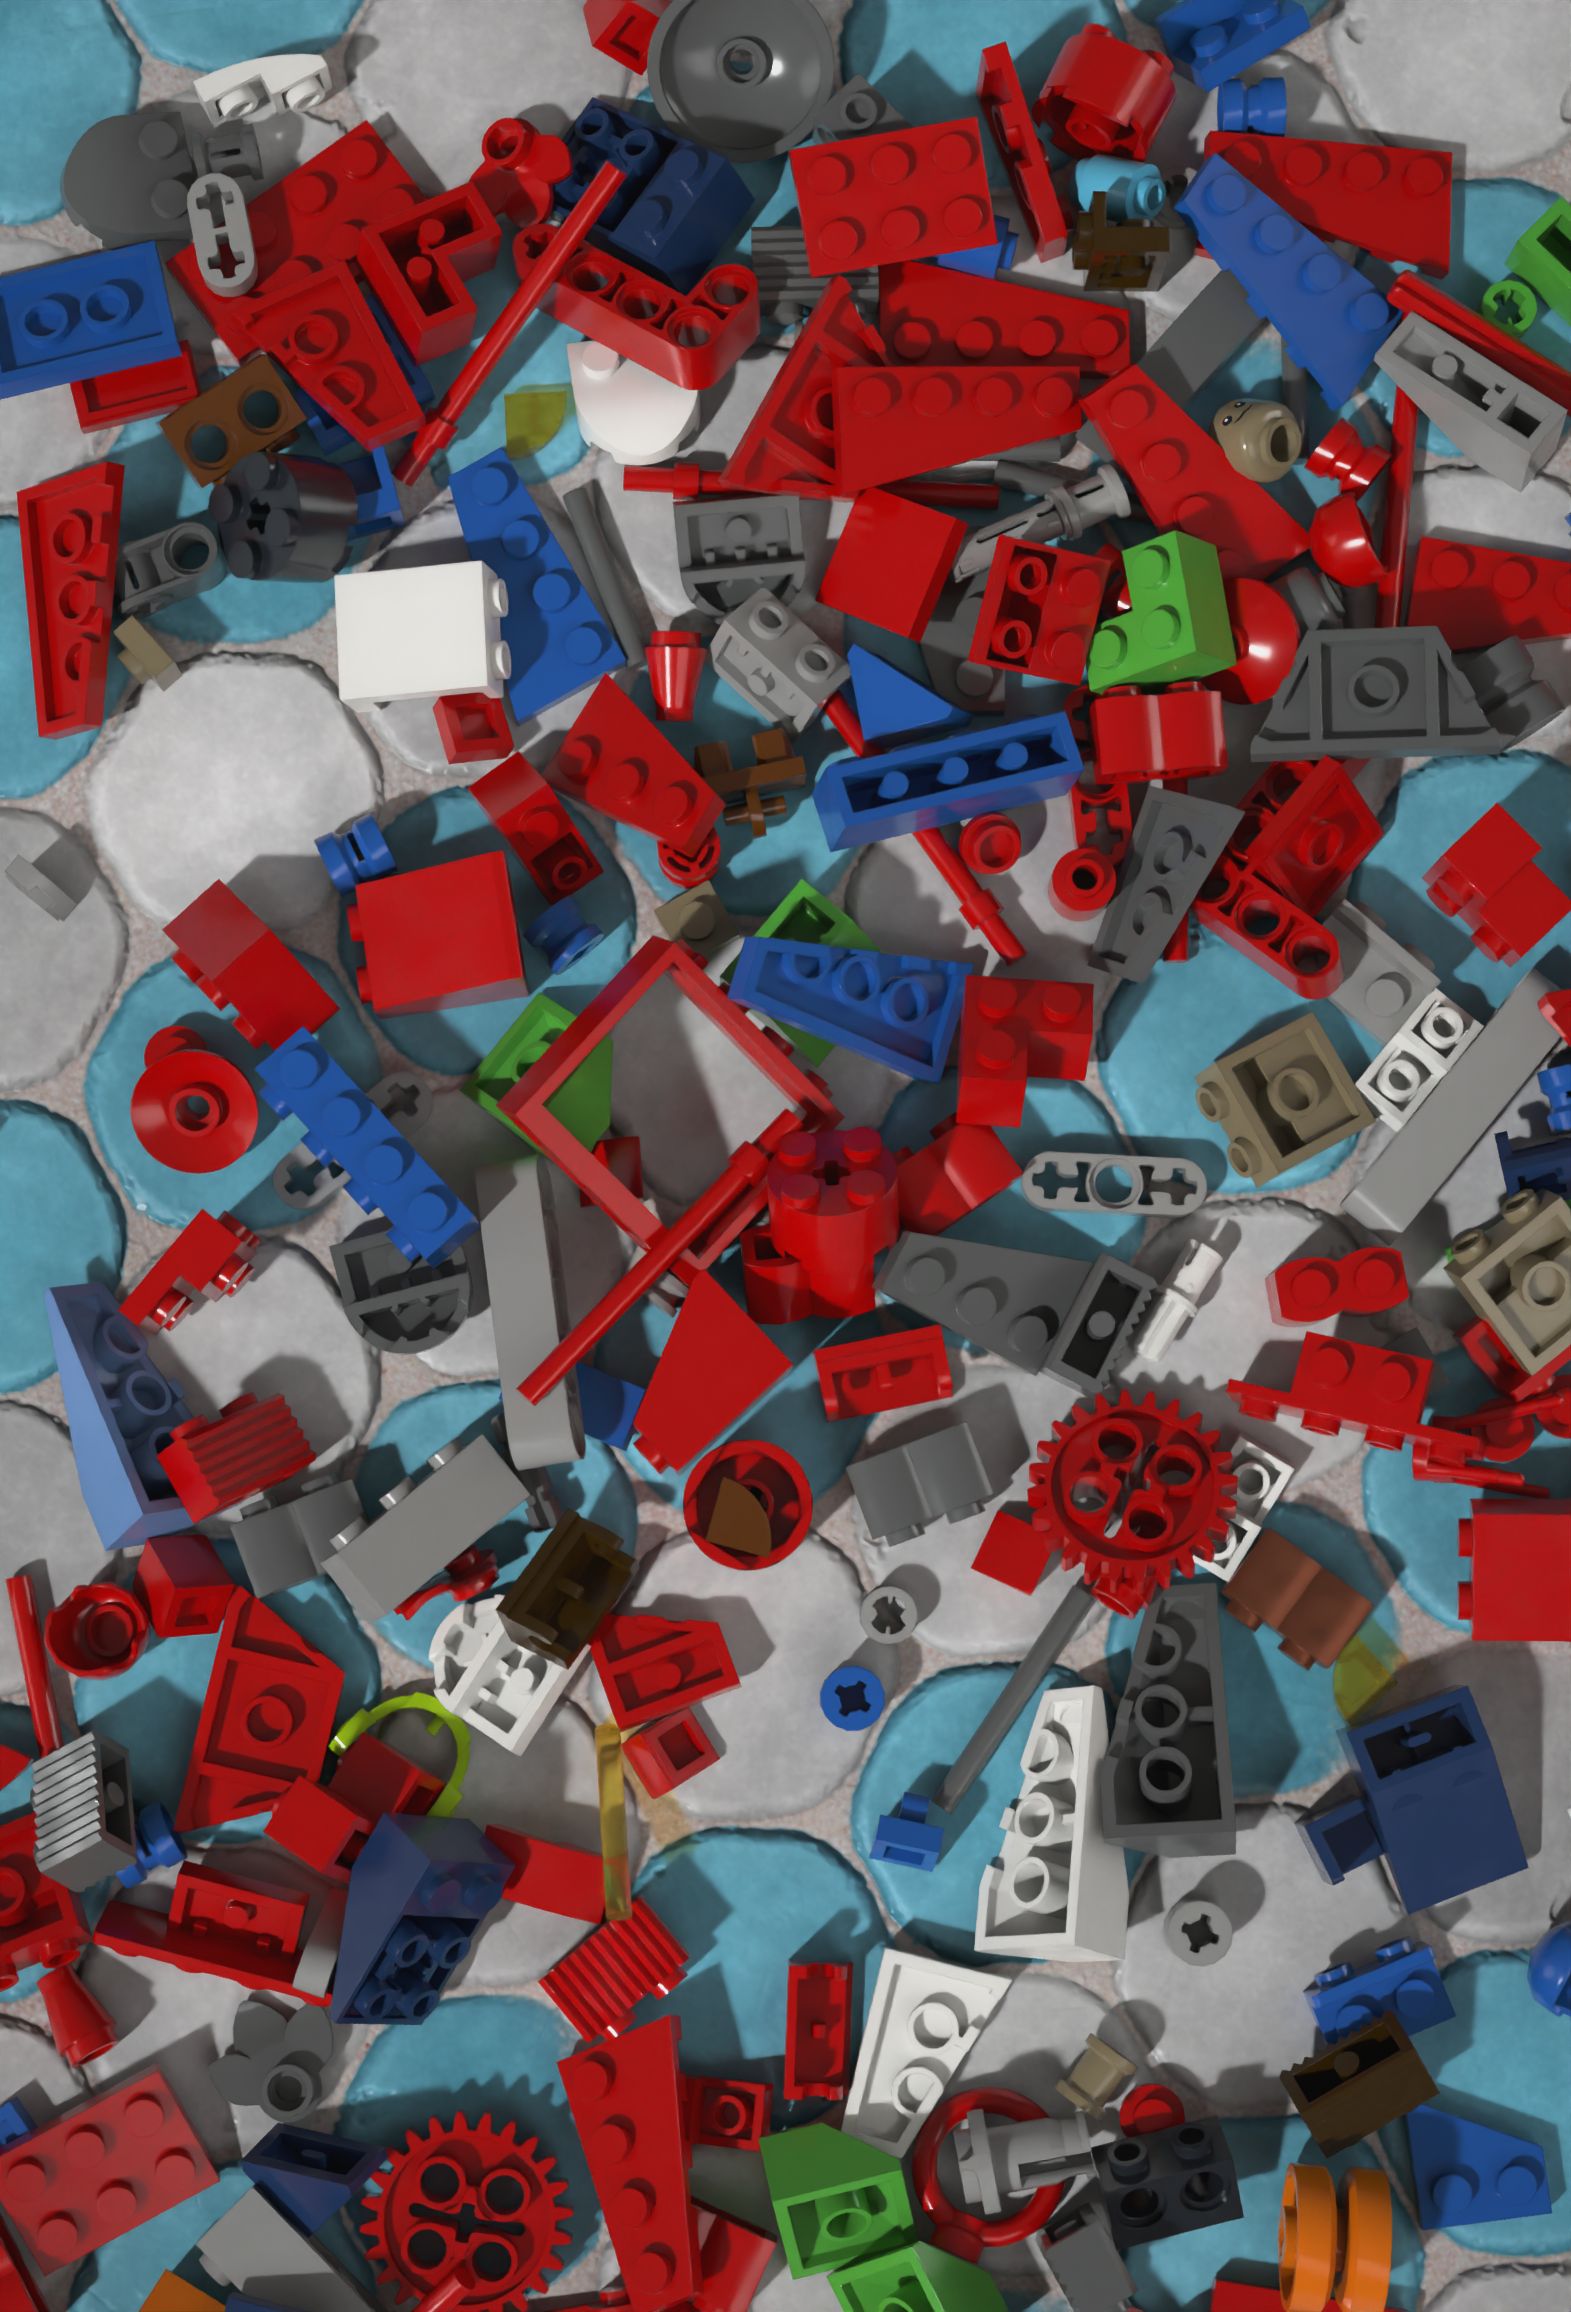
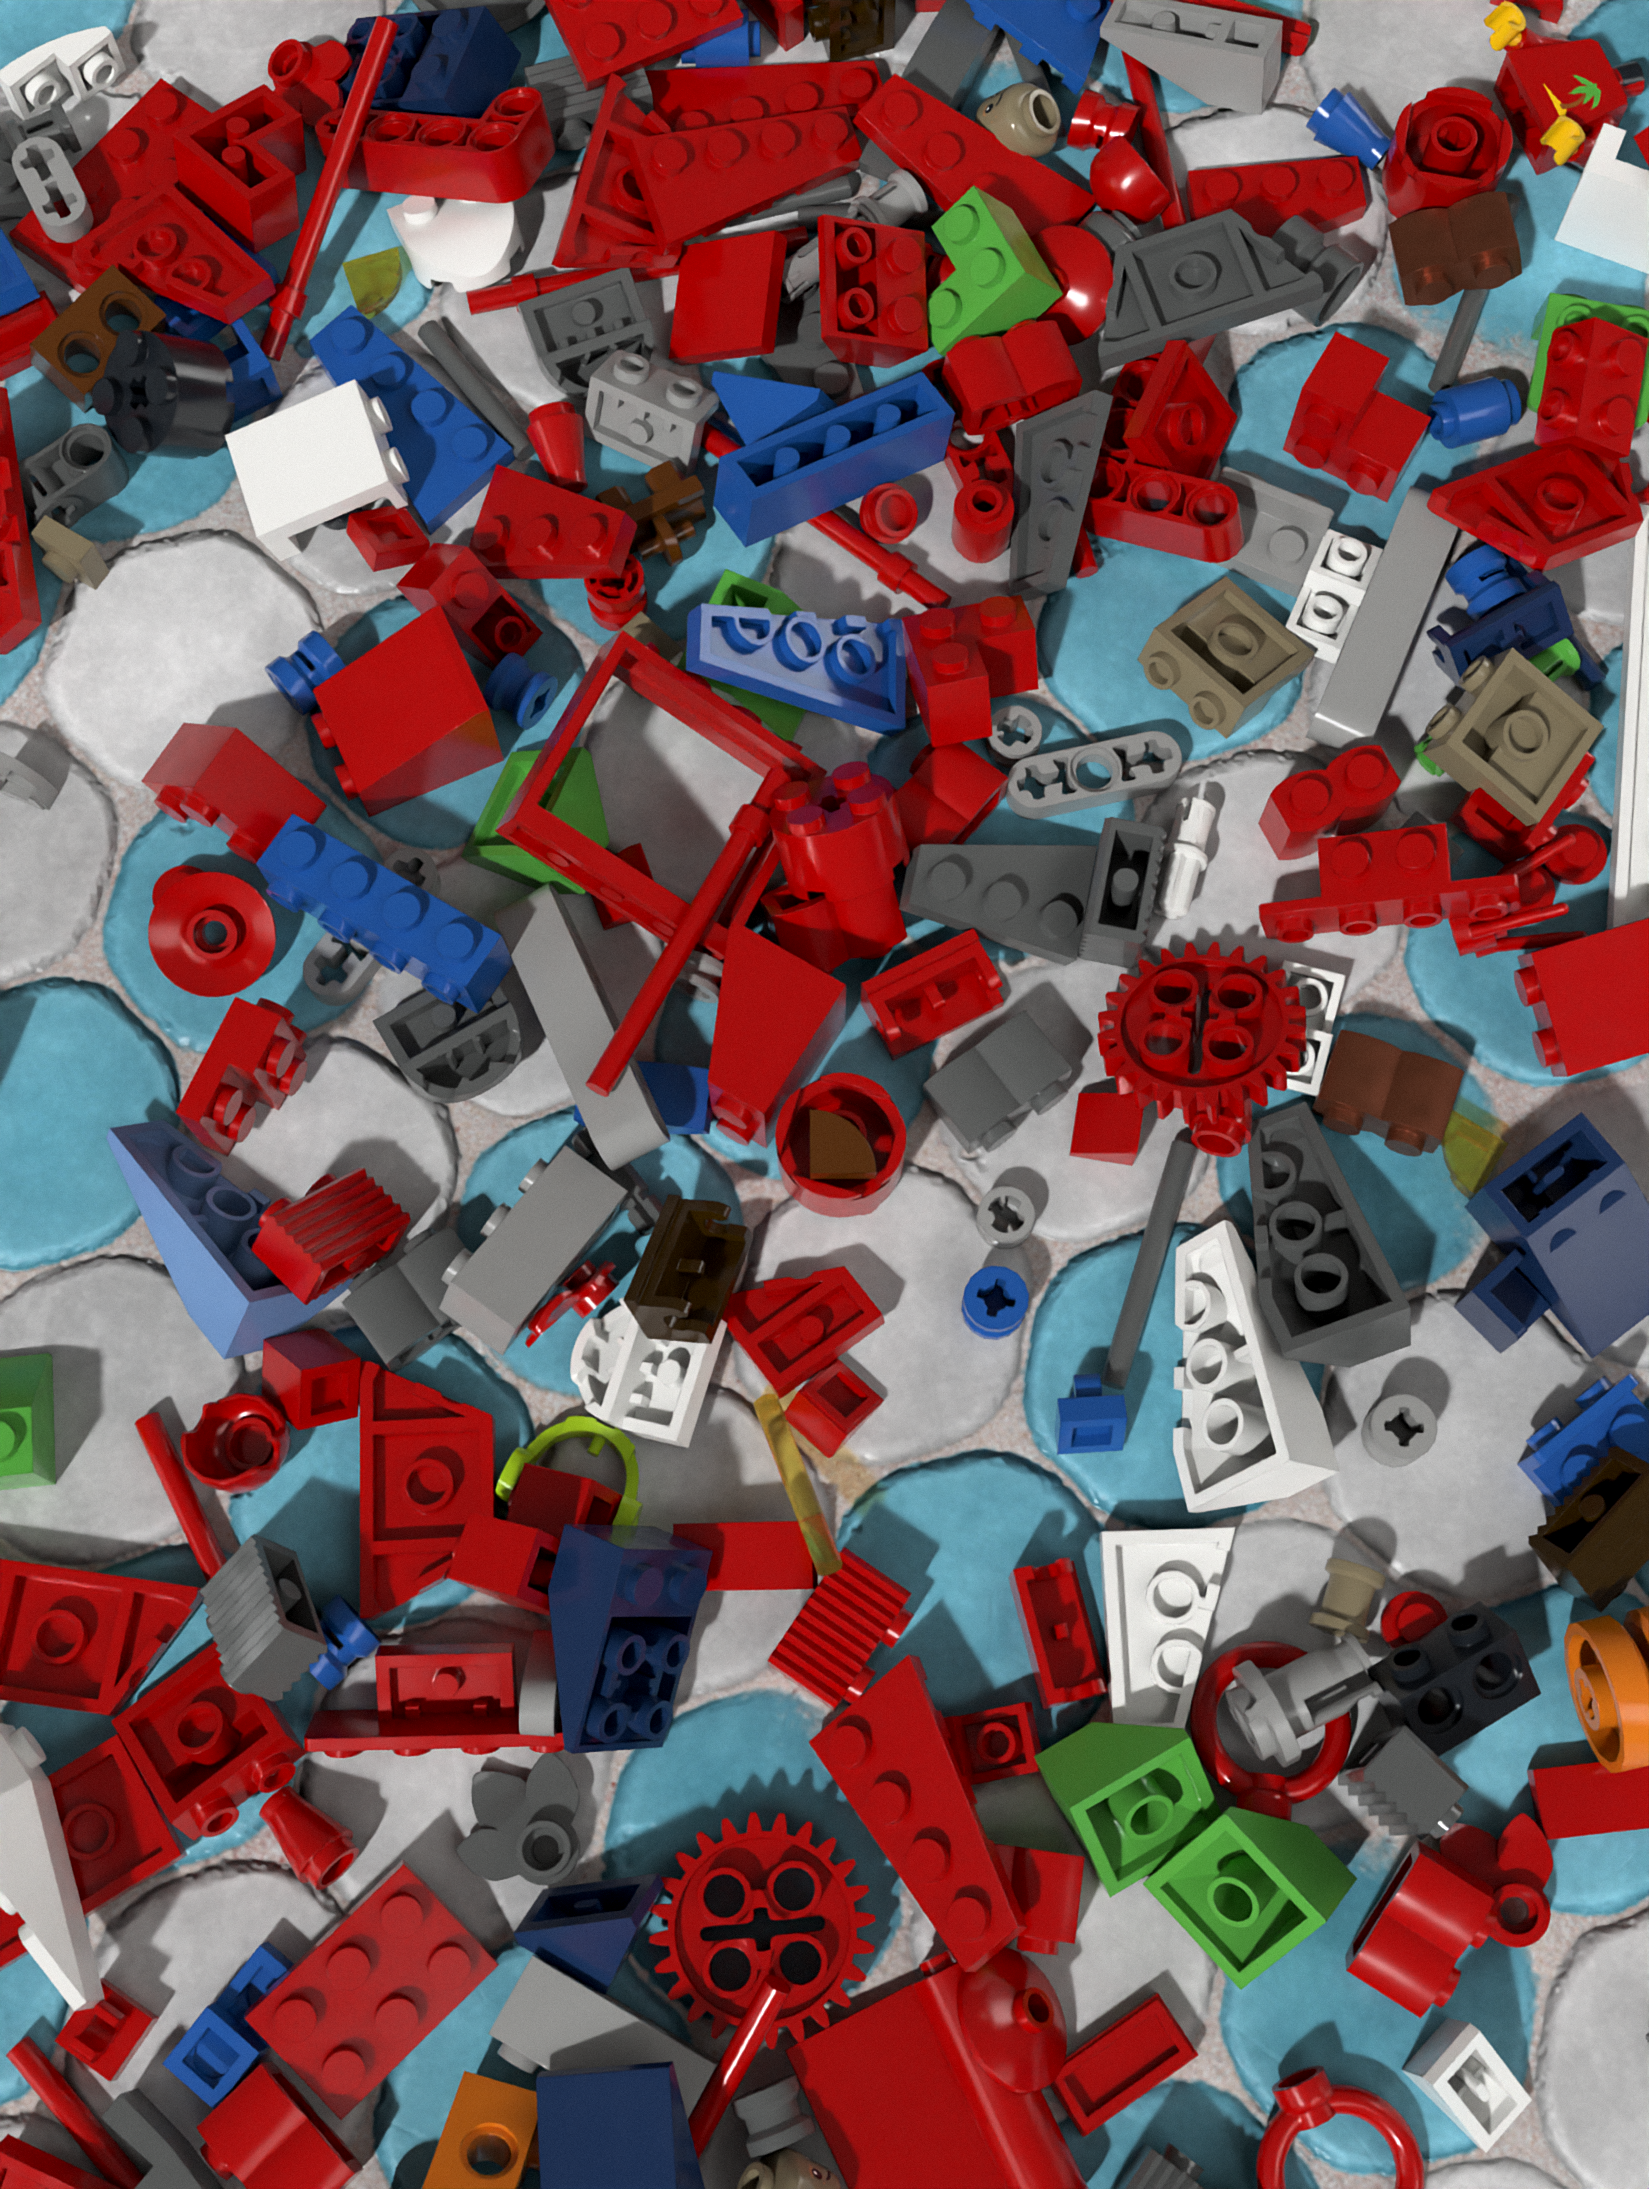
camera: 10 degrees left, 10 degrees down
(1047, 1101) = (1008, 720): none -> light grey bush

